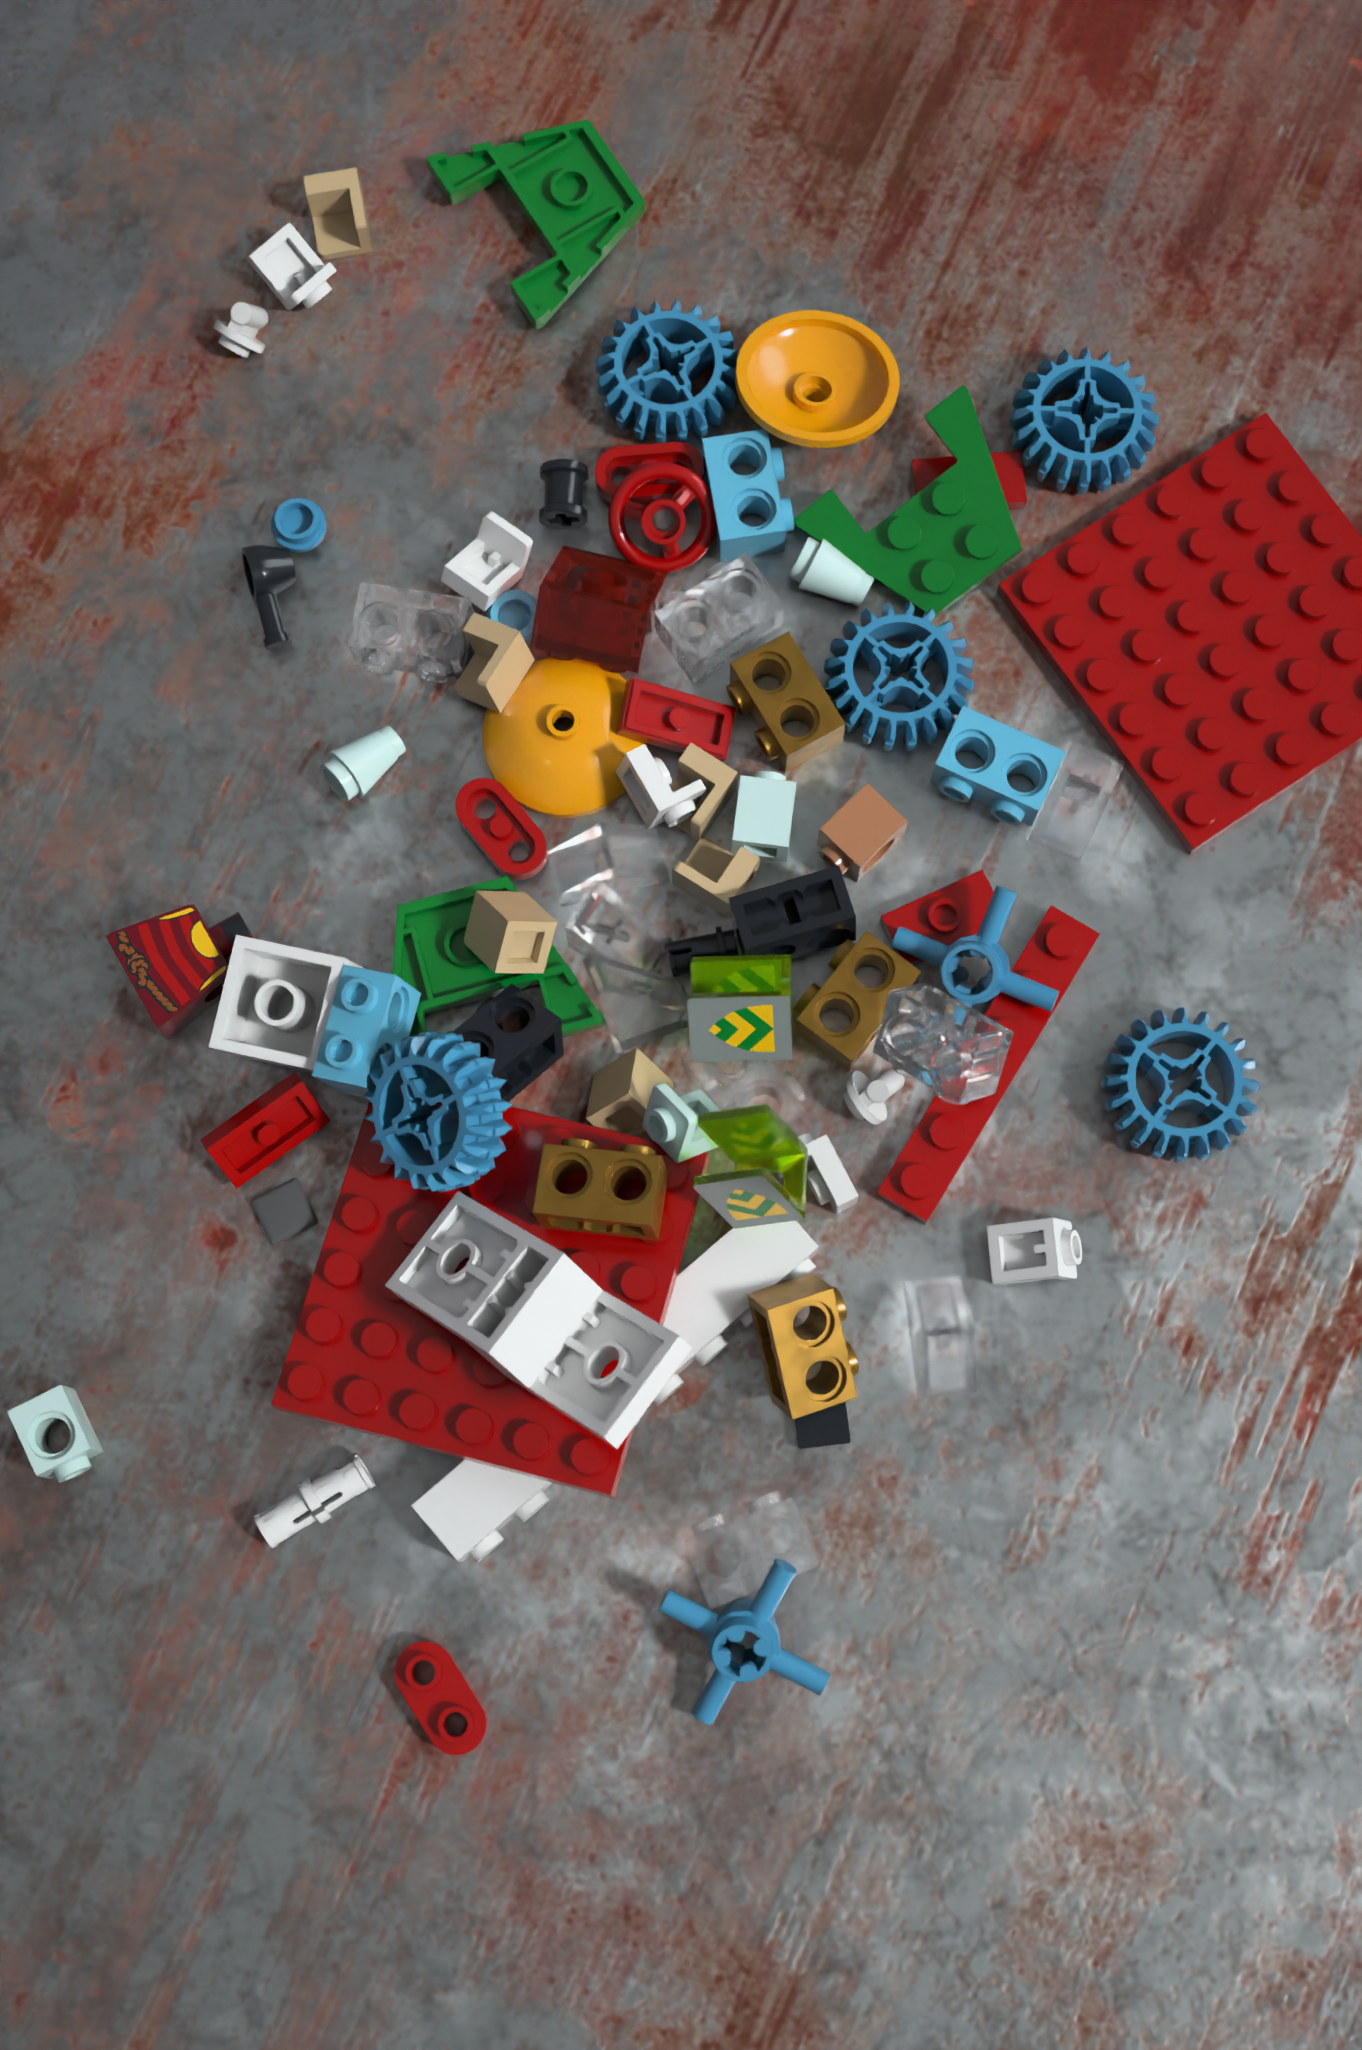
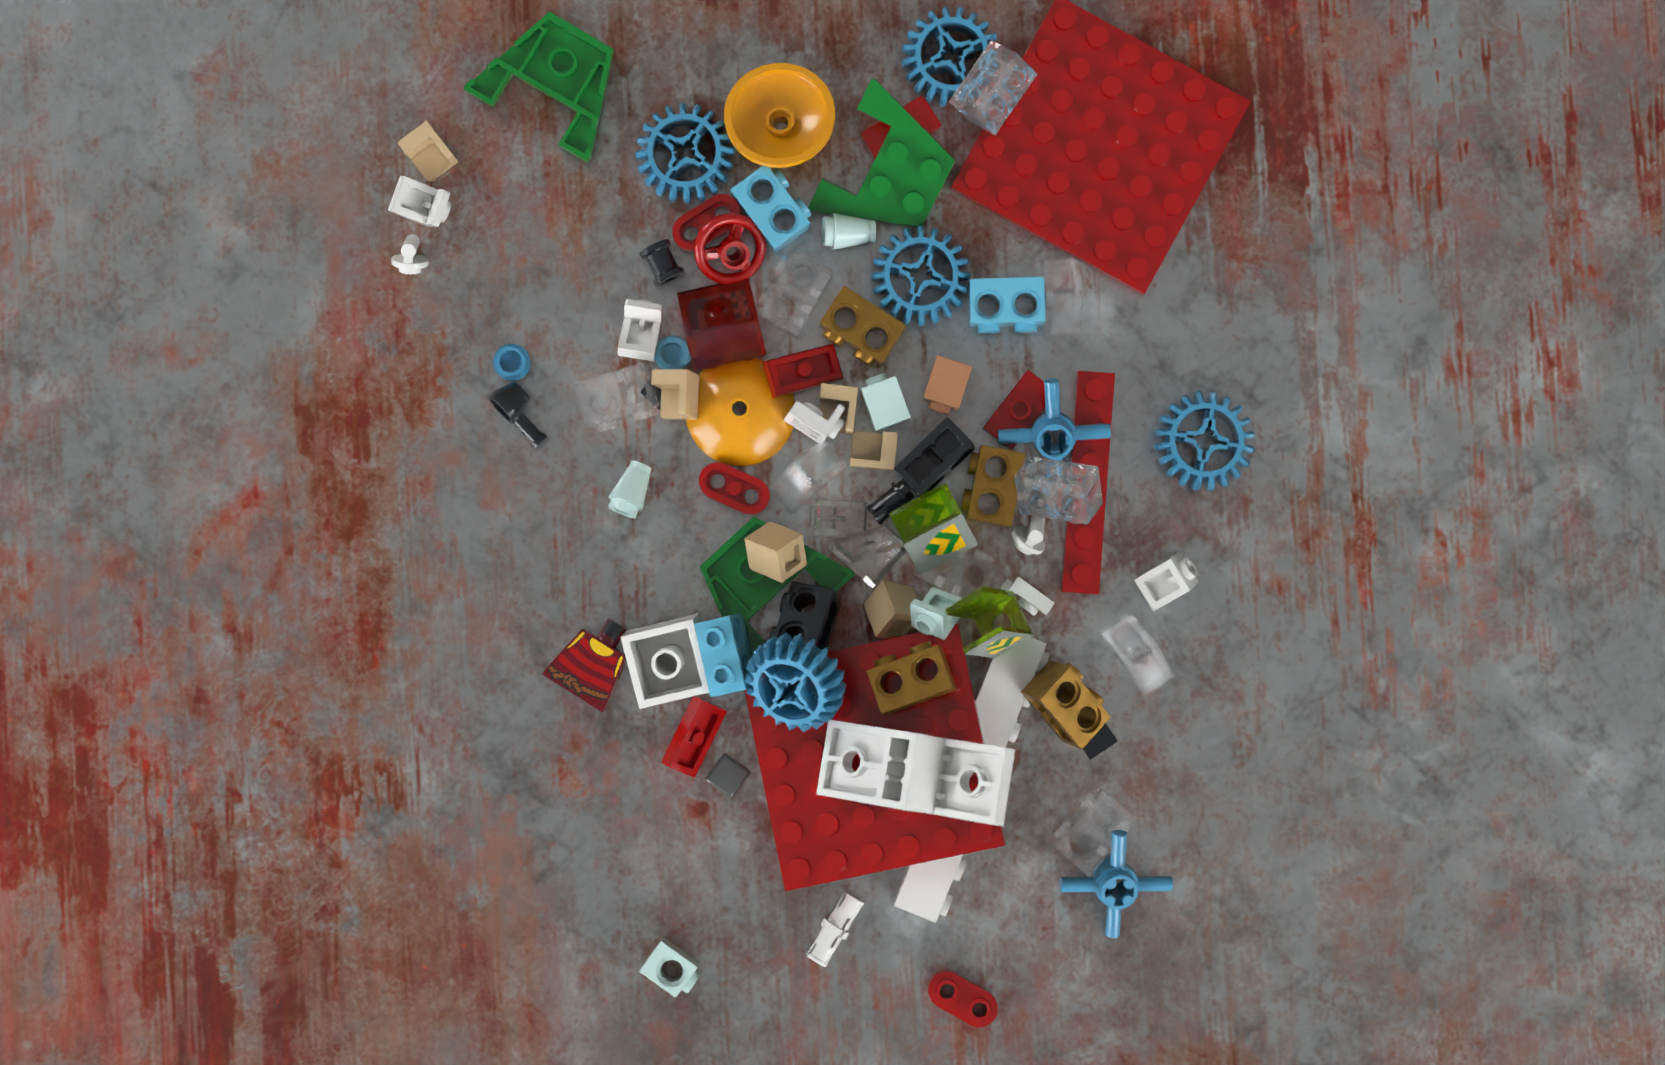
camera: 30 degrees left, 10 degrees up
(1121, 474) = (993, 87): none -> clear brick

